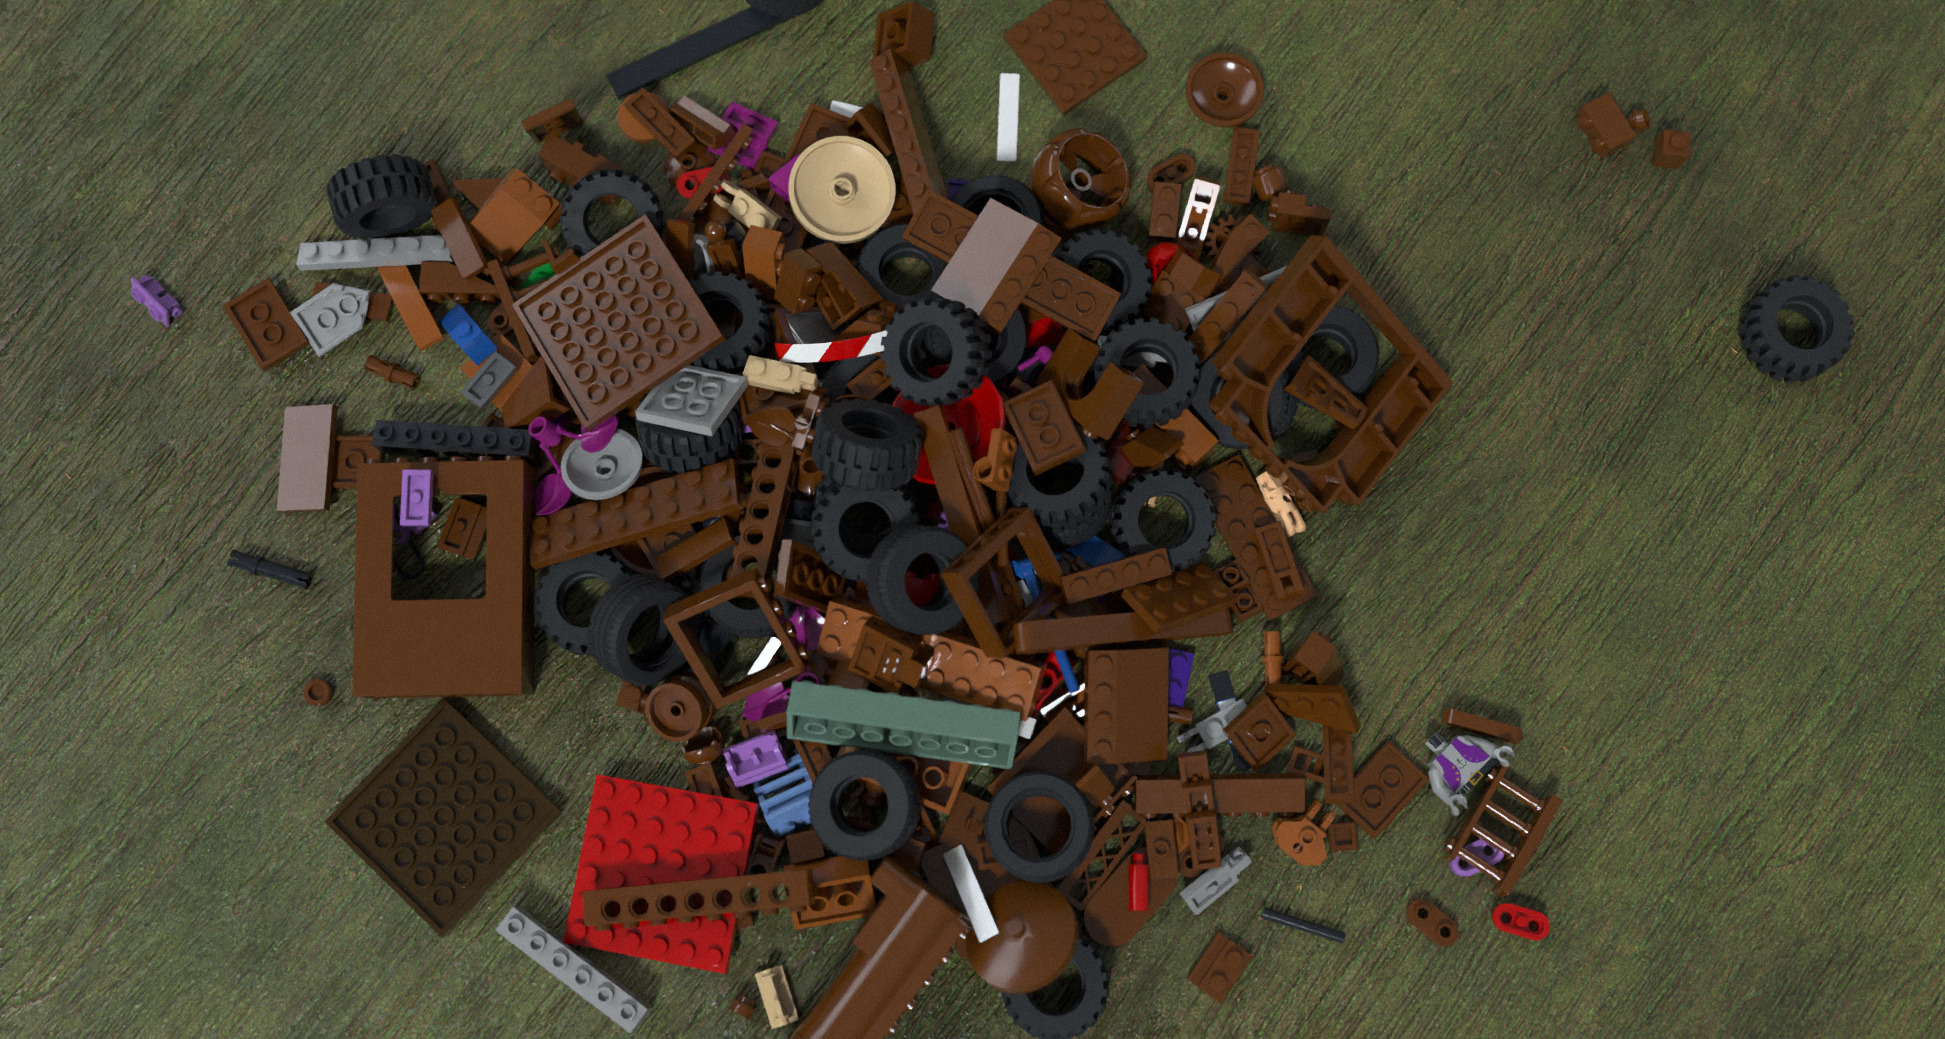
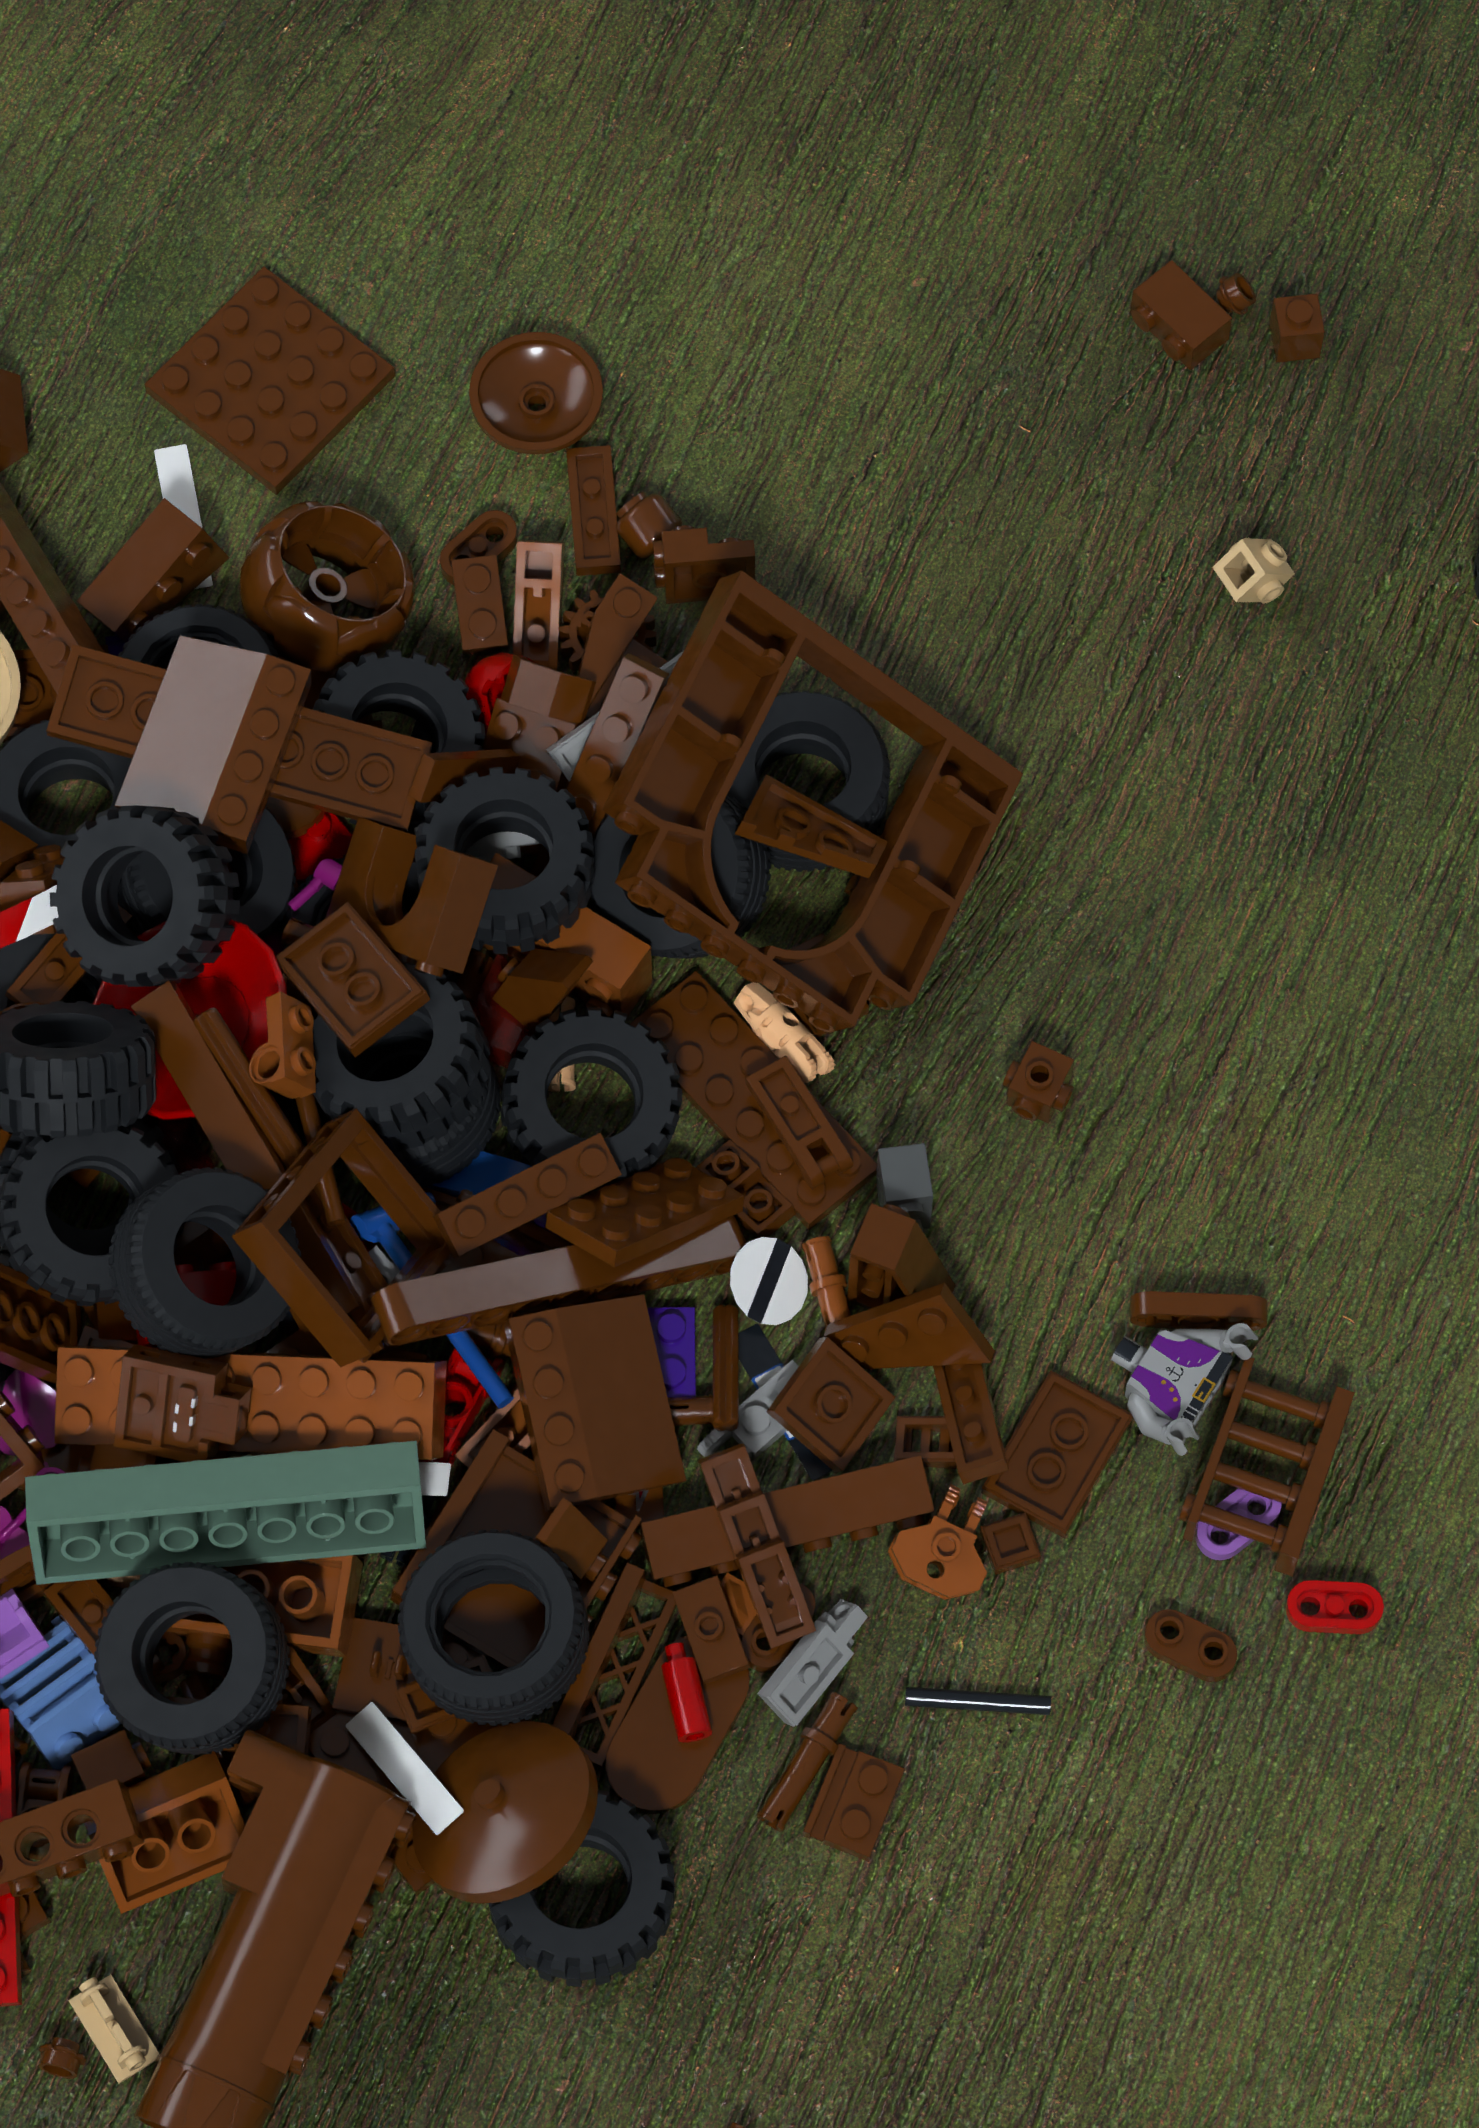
camera: 15 degrees left, 10 degrees down
(983, 148) = (152, 571): none -> reddish brown wedge
(1128, 311) = (447, 768): none -> reddish brown tile
(1197, 939) = (816, 1746): none -> reddish brown pin
(1204, 695) = (725, 1368): none -> reddish brown axle
(1239, 649) = (768, 1281): none -> white sticker
(1330, 615) = (906, 1181): none -> dark grey brick
(1421, 569) = (1039, 1083): none -> reddish brown brick
(1614, 290) = (1254, 570): none -> tan brick

